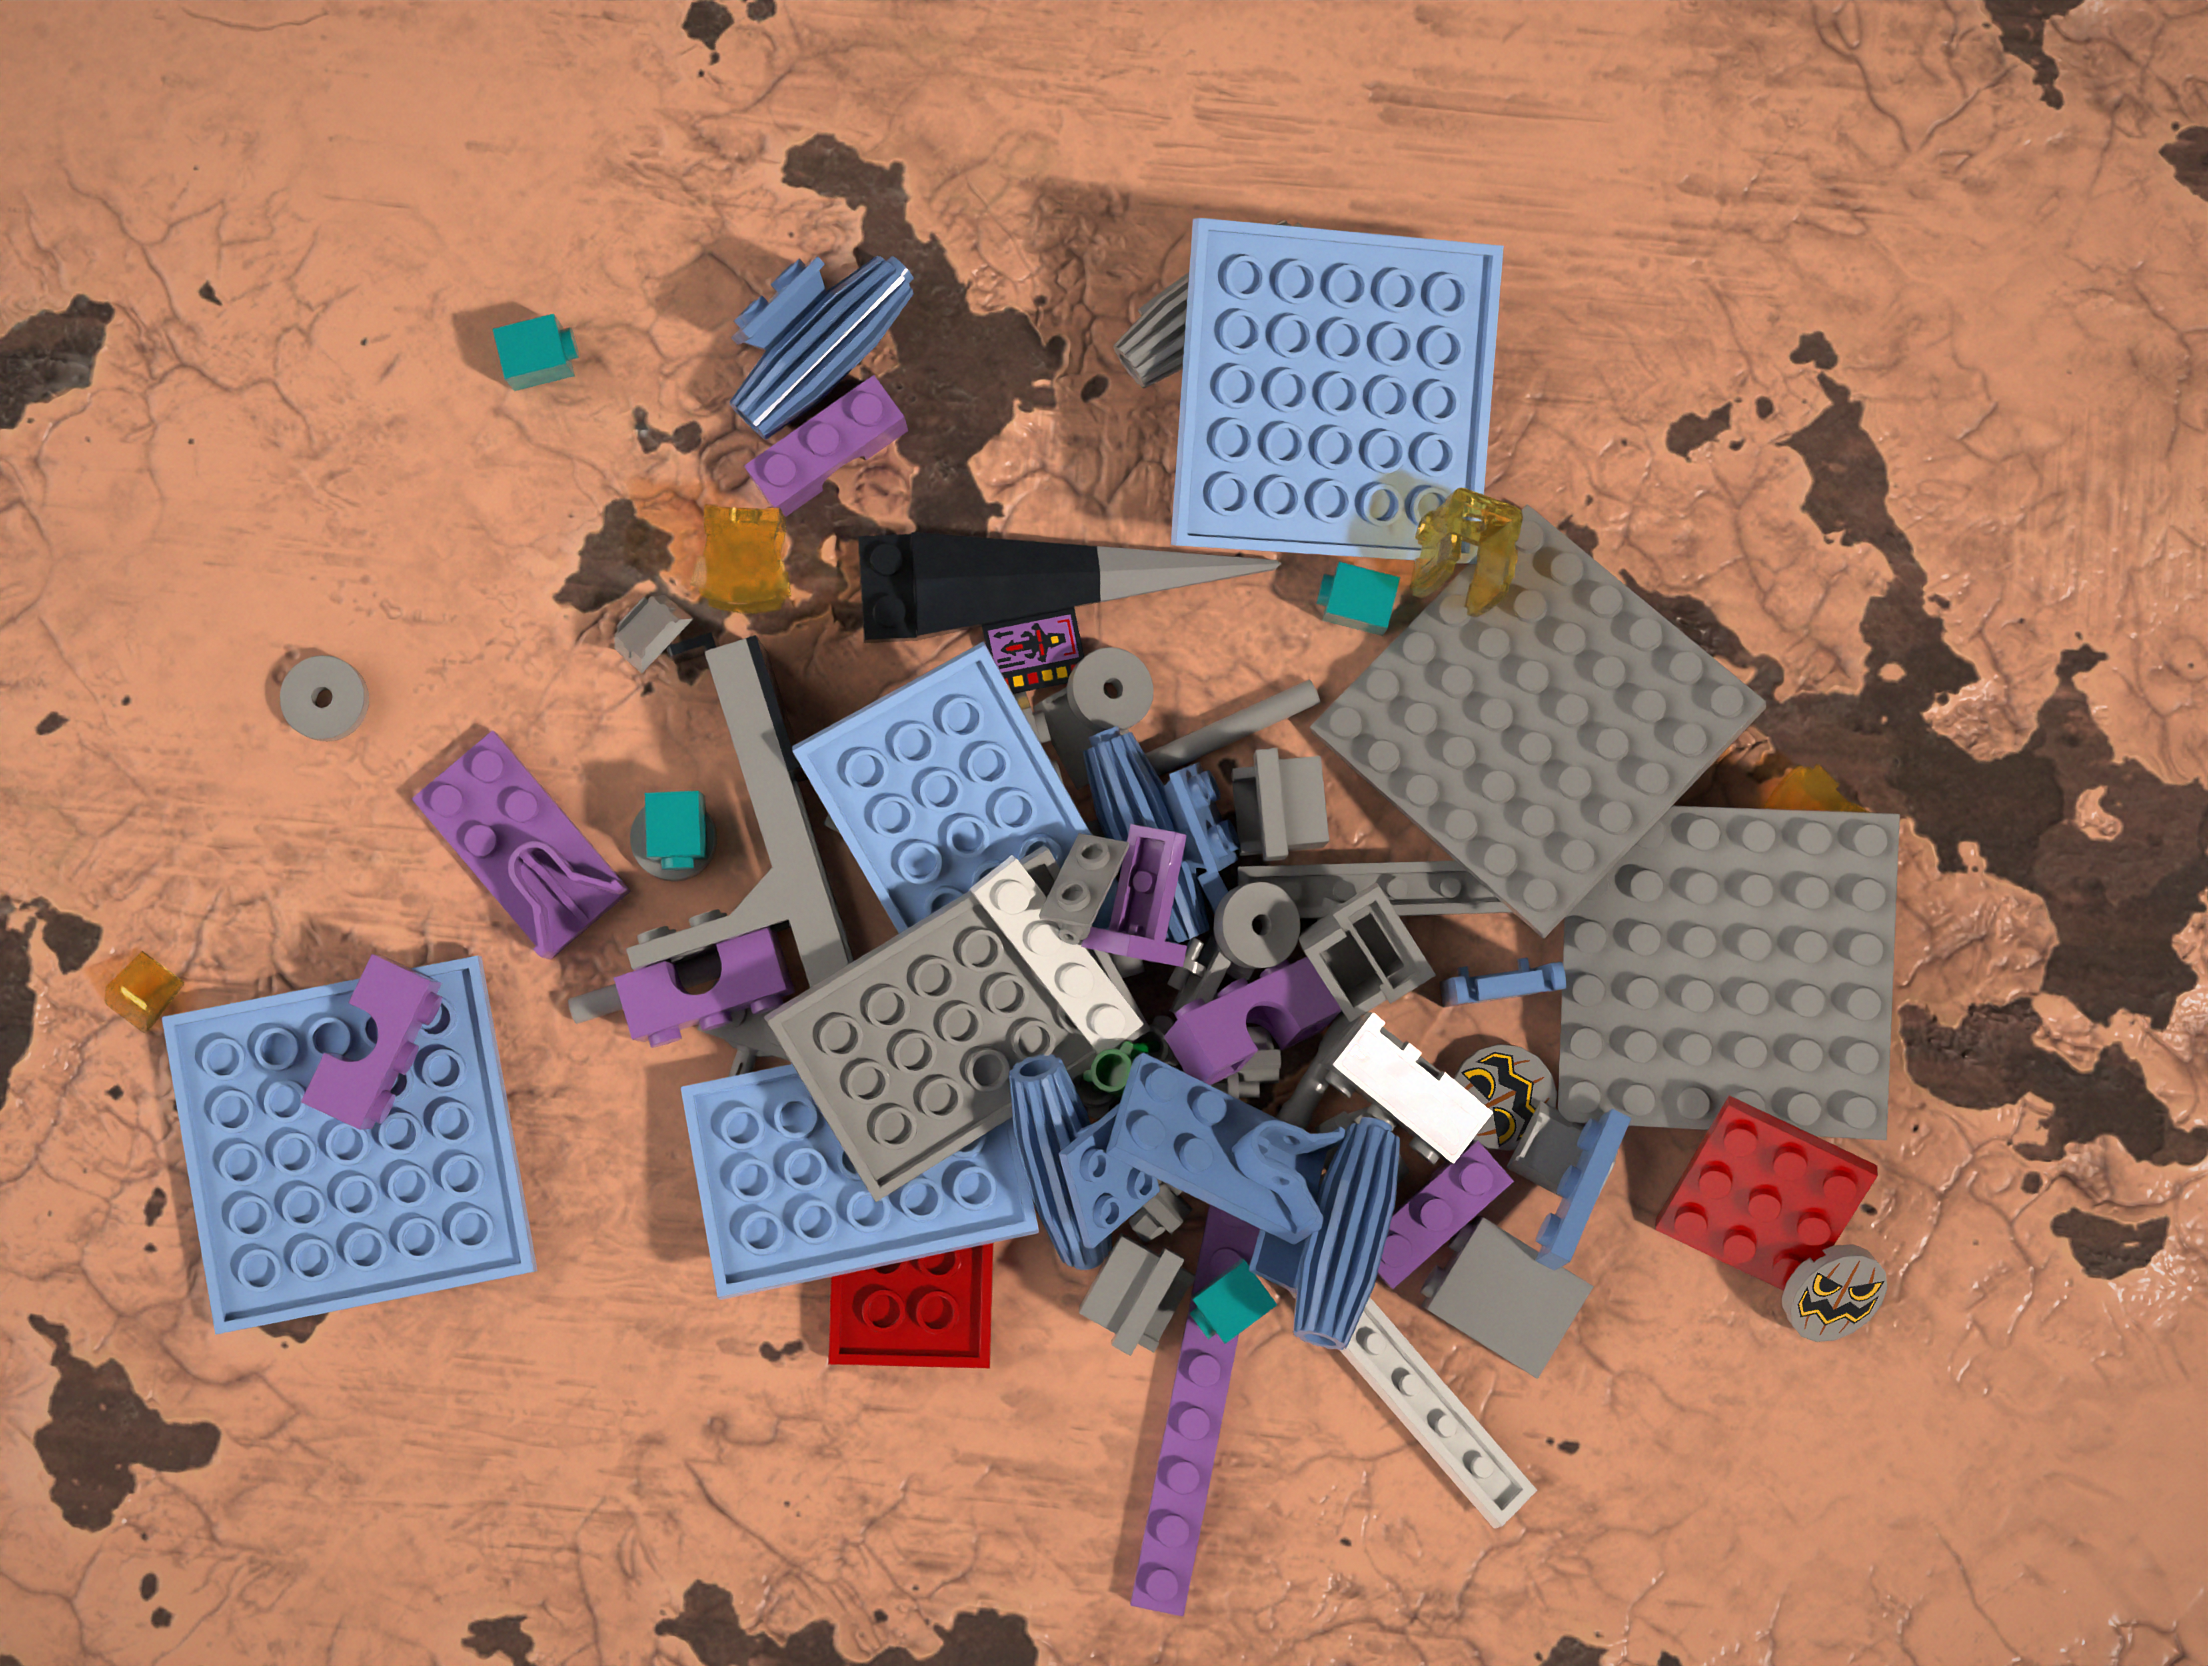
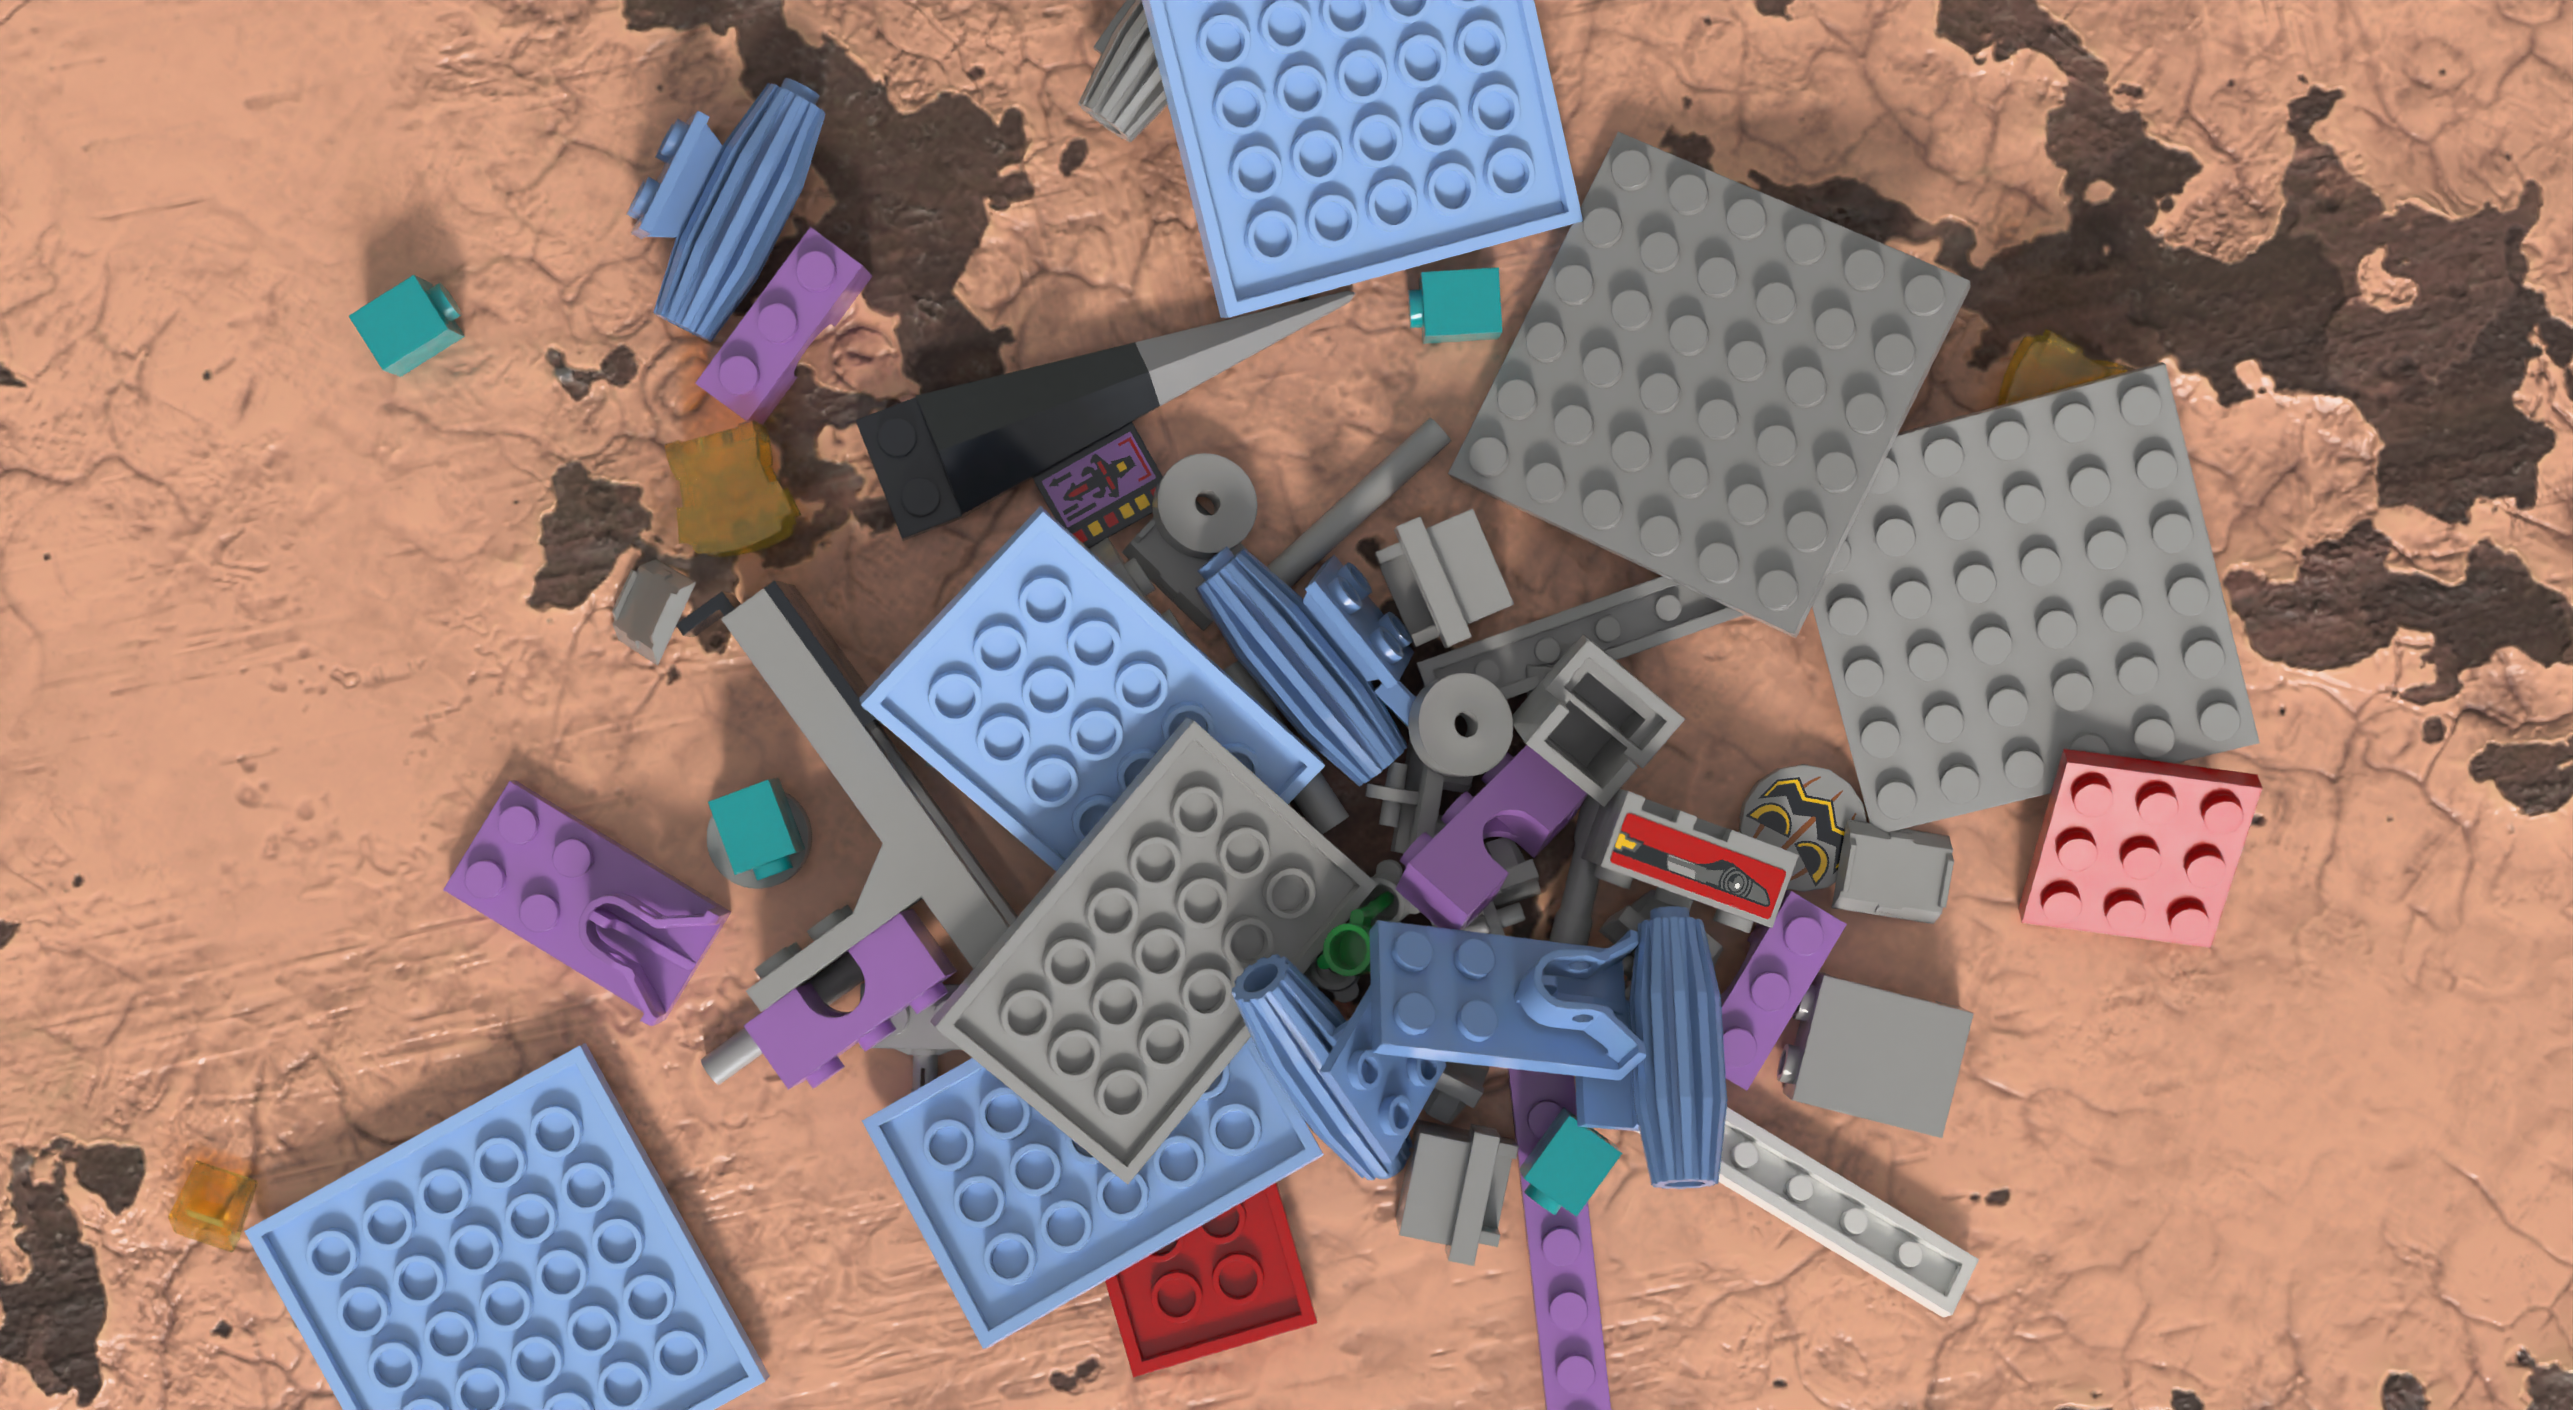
camera: 10 degrees left, 5 degrees up
(300, 695) = (275, 811): light grey piece -> none
(399, 1004) = (508, 1132): medium lavender arch -> none
(1063, 968) = (1242, 839): white plate -> none
(1083, 885) = (1247, 751): light grey hinge -> none
(1144, 899) = (1322, 743): medium lavender bracket -> none
(1441, 540) = (1533, 208): clear yellow piece -> none
(1503, 985) = (1763, 703): medium blue container -> none
(1580, 1189) = (1926, 908): medium blue plate -> none
(1834, 1293) = (2249, 931): light grey tile -> none

